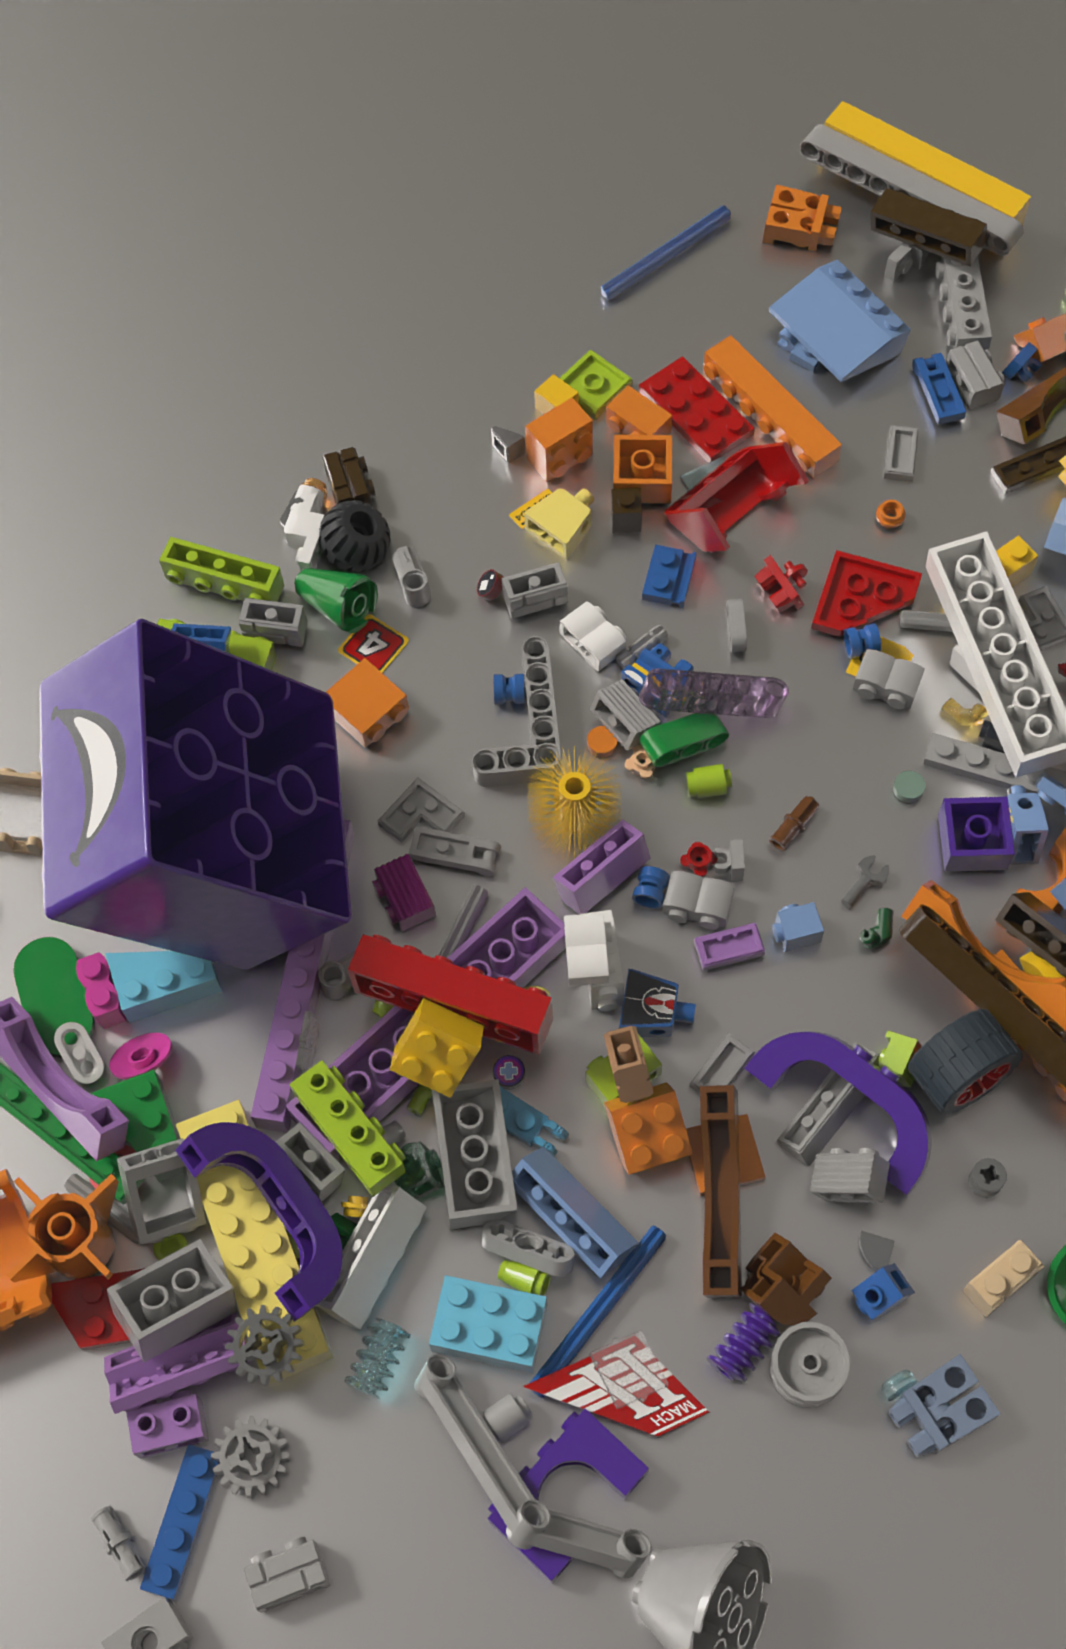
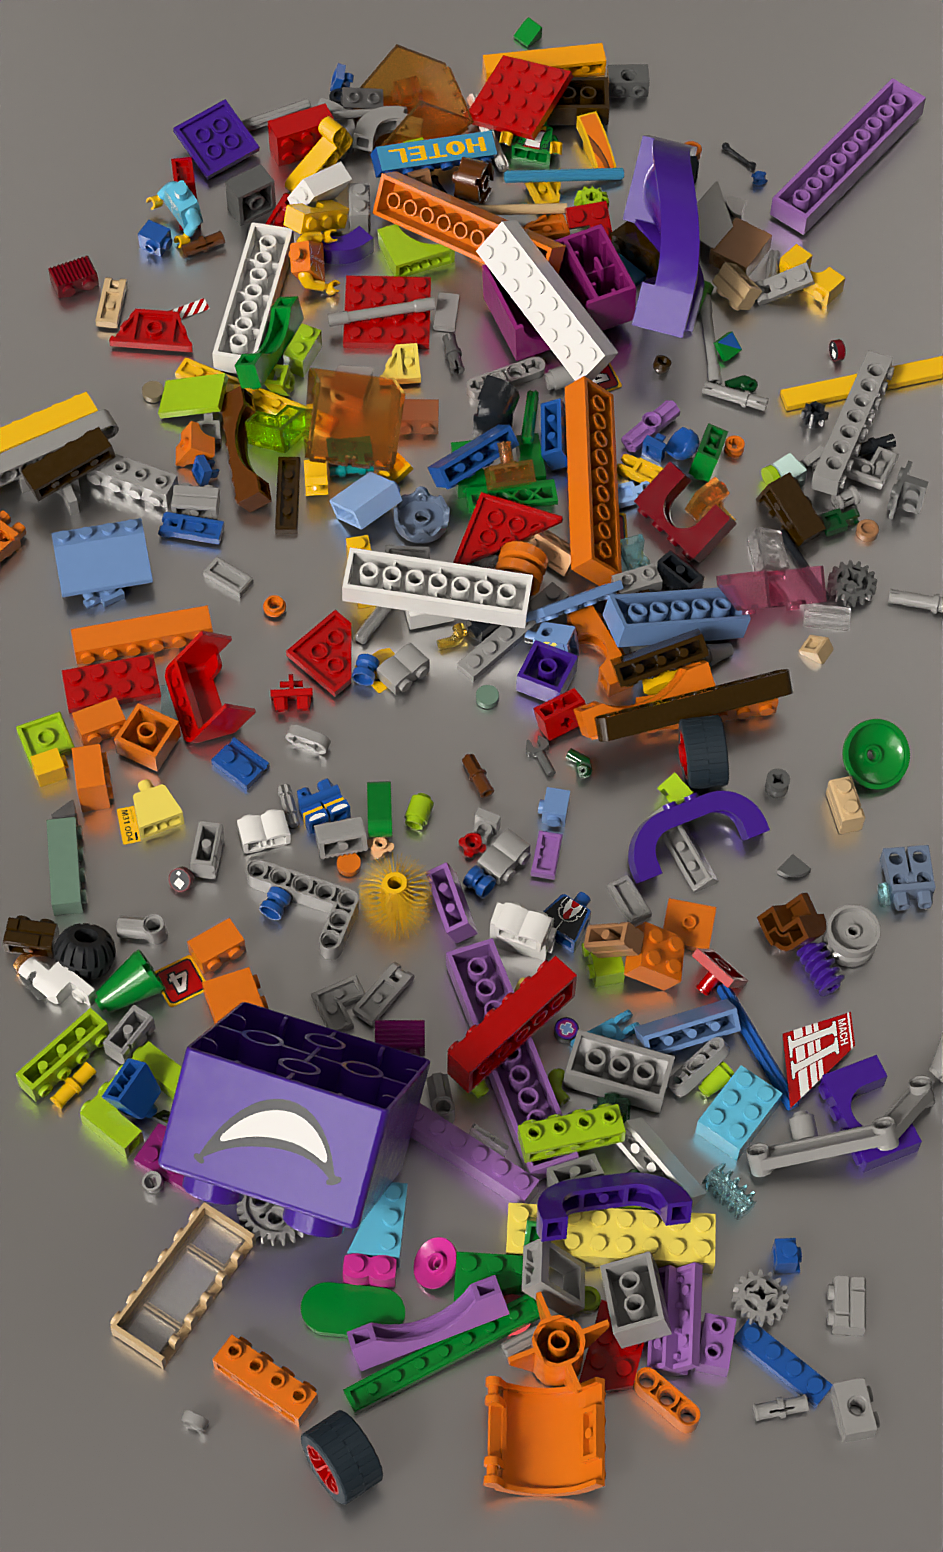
camera: 70 degrees left, 5 degrees down
(76, 1413) = (671, 1412): none -> orange beam
(79, 1052) = (409, 1303): white plate -> none
(197, 601) = (73, 1085): none -> yellow pin
(250, 1351) = (710, 1244): dark grey gear -> none
(320, 1467) = (786, 1256): none -> blue brick
(355, 1206) = (618, 1163): yellow plate -> none
(425, 656) = (216, 946): none -> orange brick
(437, 1048) = (547, 1048): yellow brick -> none
(447, 471) = (64, 866): none -> sand green brick
(465, 920) = (444, 1014): light grey axle -> none
(626, 510) = (173, 763): dark brown brick -> none
(628, 1369) = (804, 1043): clear piece -> none
(671, 1214) = (718, 971): none -> red tile
(713, 693) = (361, 773): clear purple beam -> none
(722, 1192) = (749, 948): reddish brown arch -> none
(850, 1176) = (743, 855): light grey brick -> none
(882, 1291) = (824, 874): blue brick -> none
(920, 864) = (558, 714): none -> red brick

